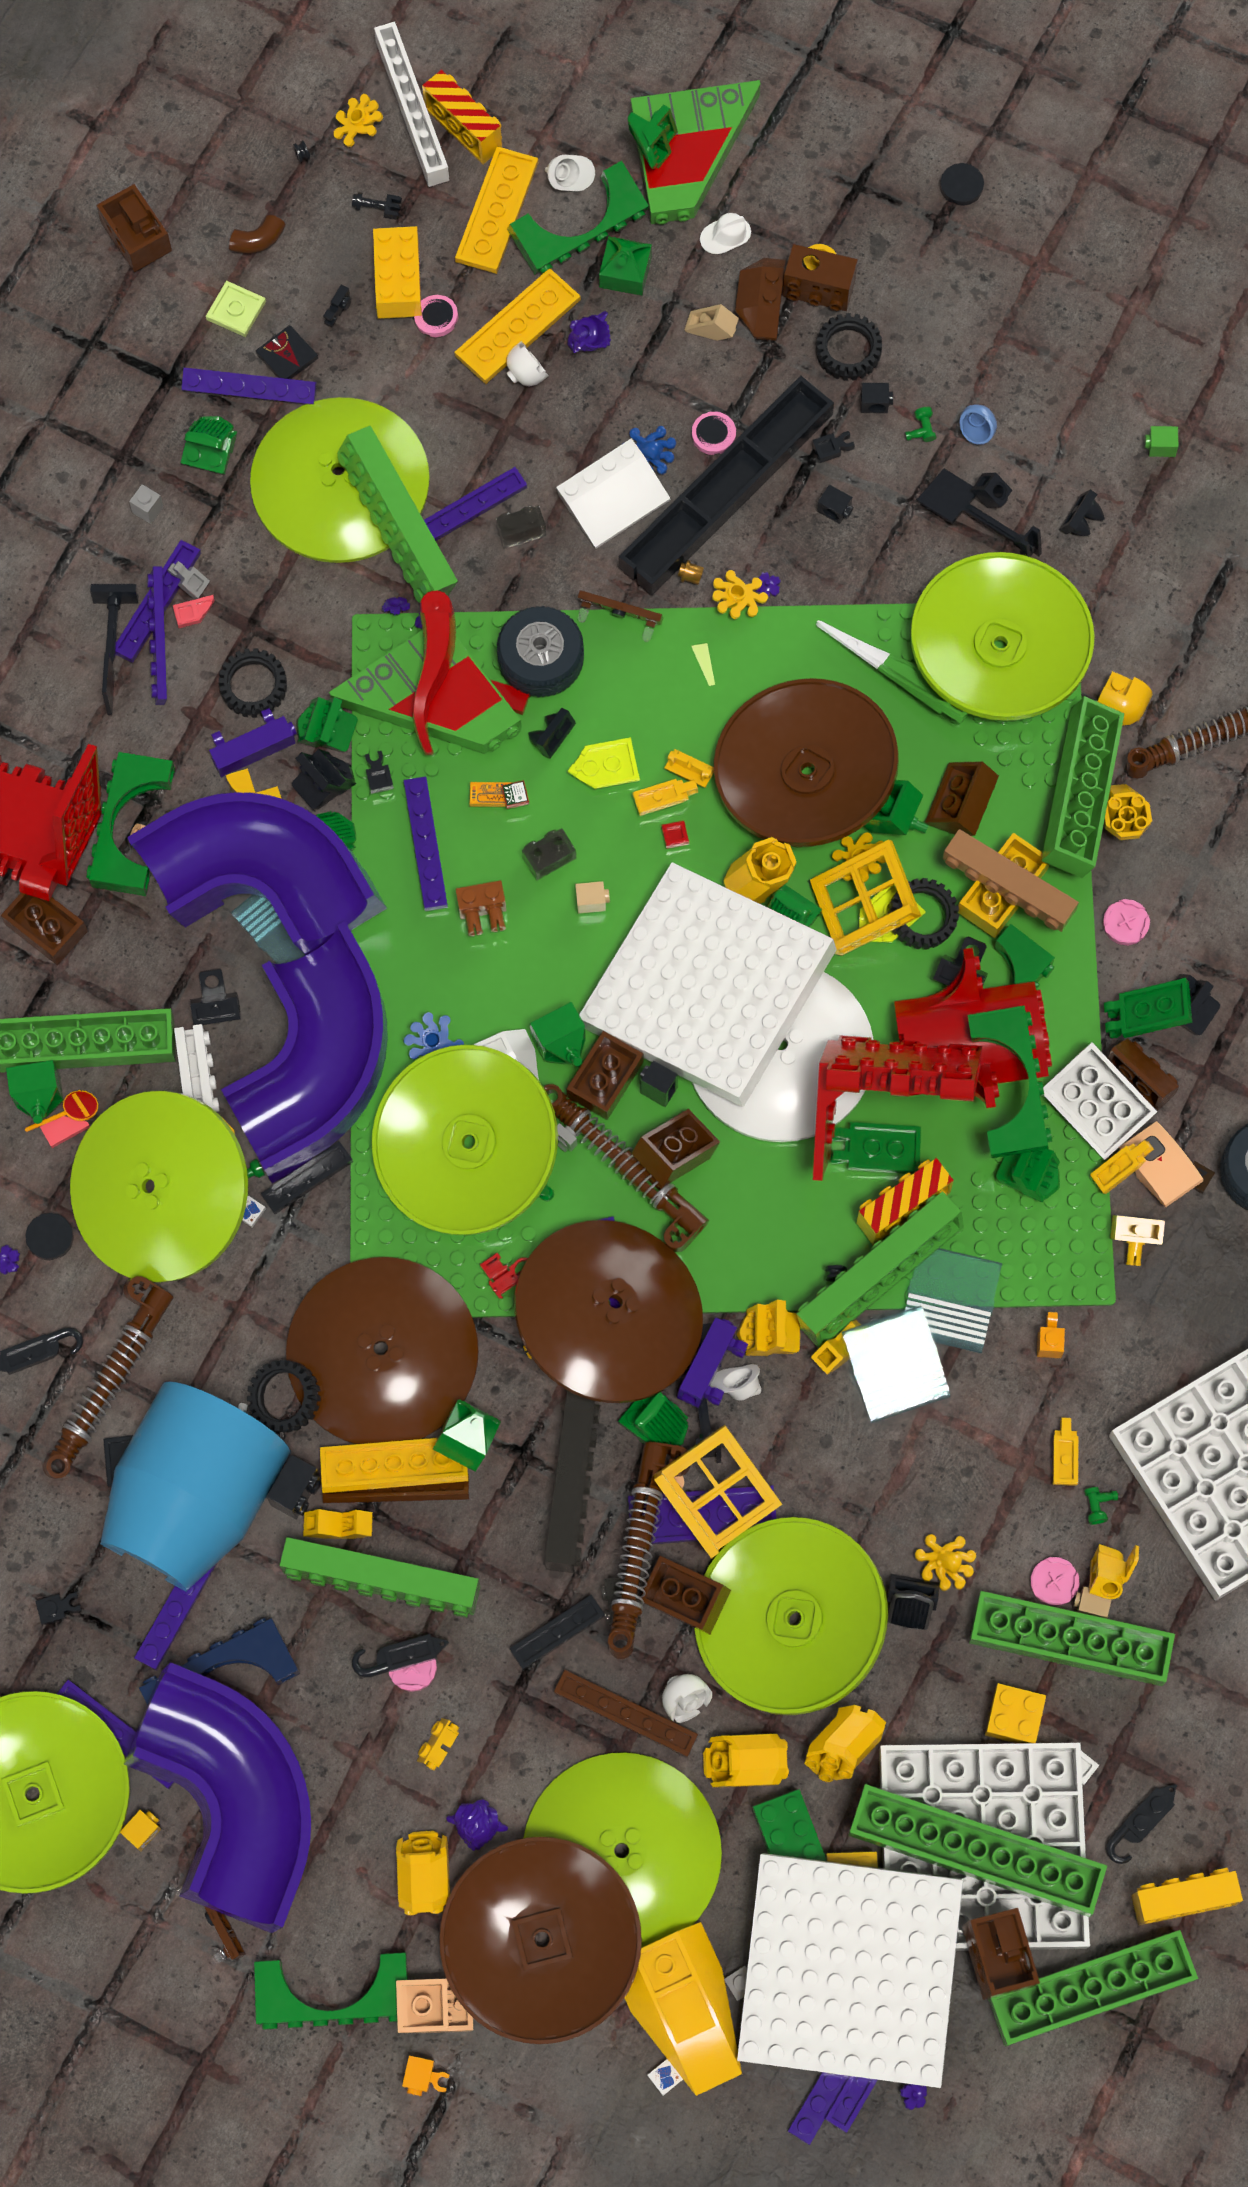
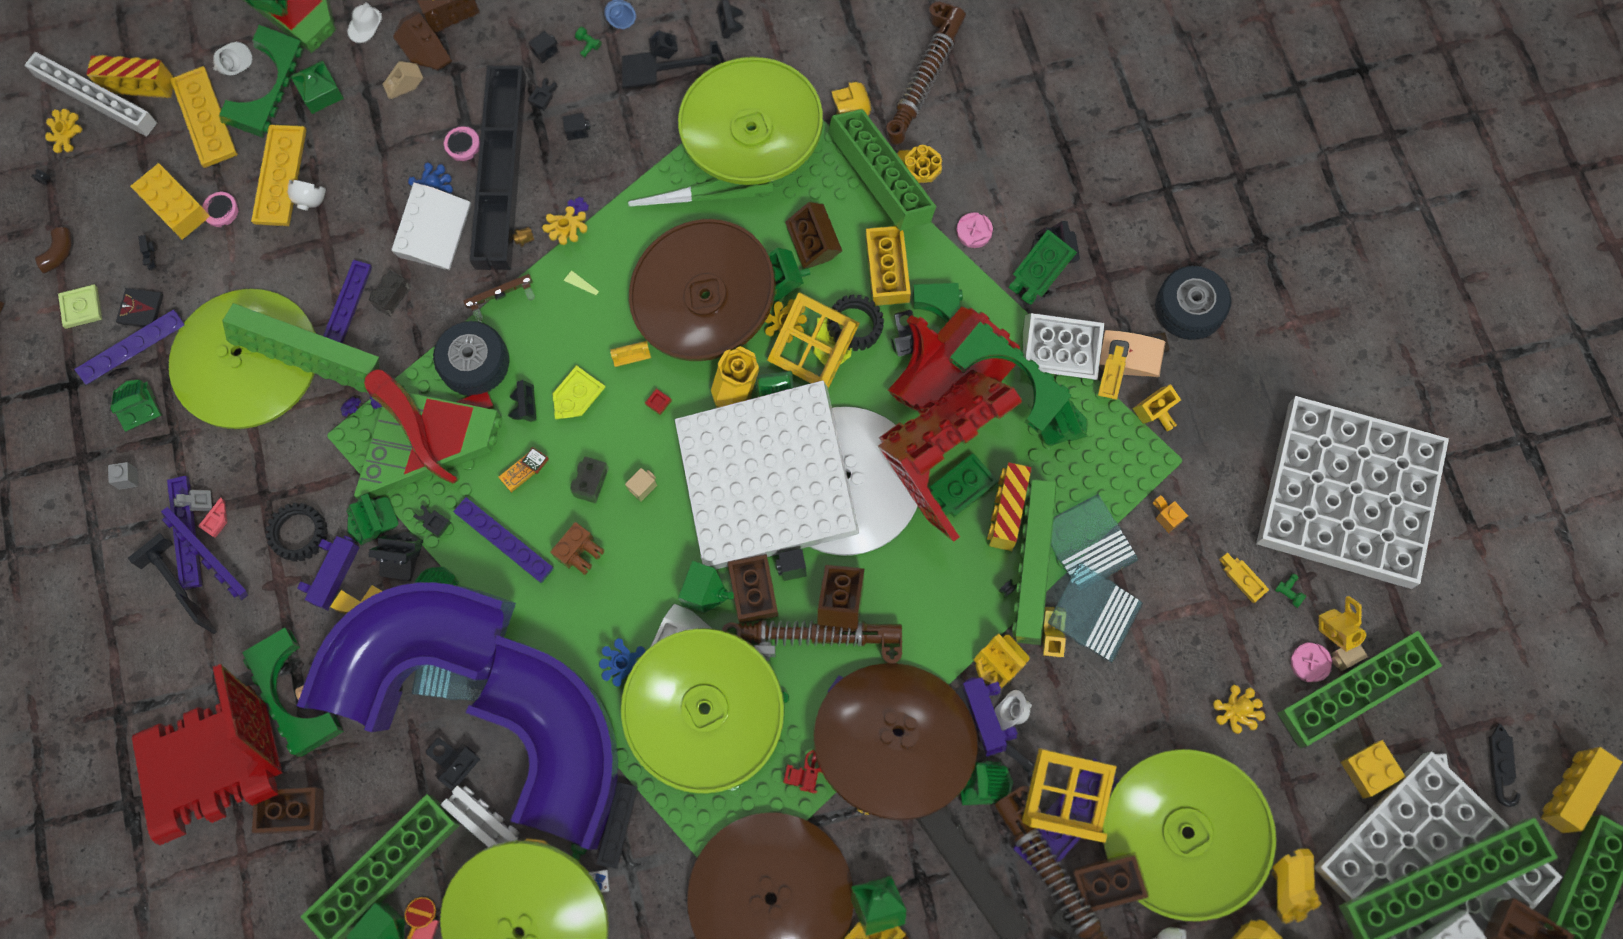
camera: 40 degrees left, 0 degrees up
(390, 206) = (131, 166): black hinge -> none
(589, 333) = (330, 143): dark purple hair -> none
(663, 795) = (629, 383): yellow hinge -> none
(849, 323) = (497, 13): black tyre -> none
(911, 1601) = (1246, 750): black piece -> none
(1010, 881) = (893, 257): medium nougat brick -> none
(1143, 1073) = (1072, 307): reddish brown slope -> none

